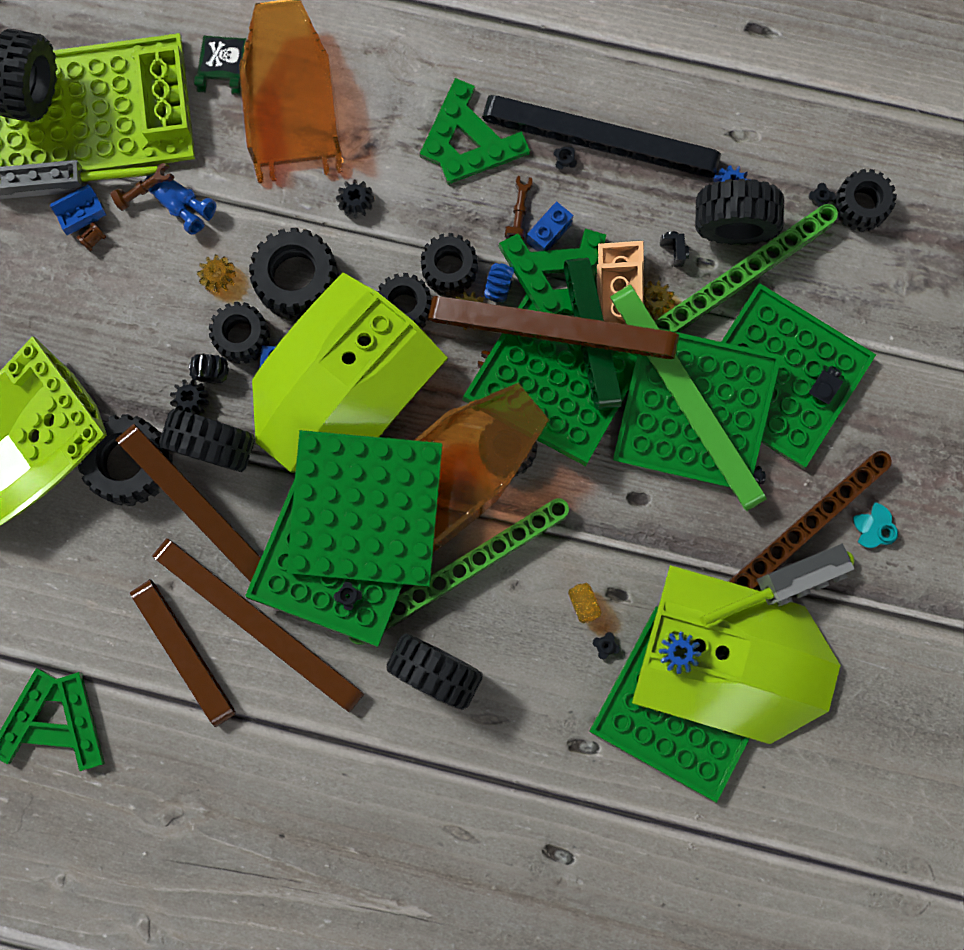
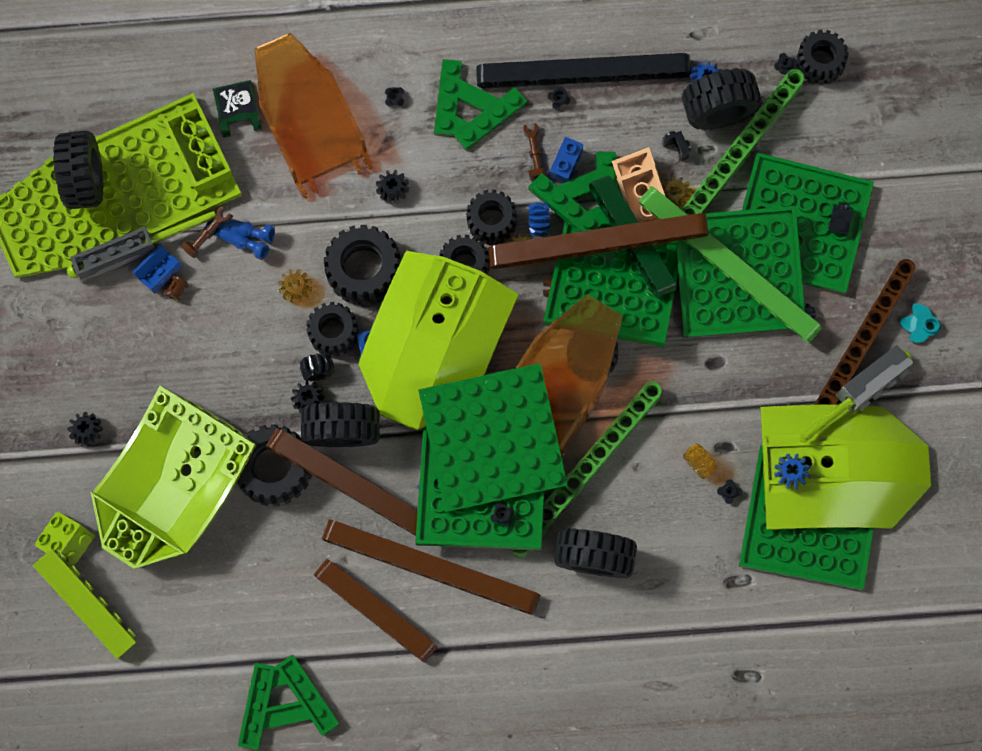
camera: 15 degrees left, 5 degrees down
(390, 97) = (394, 91): none -> black plate

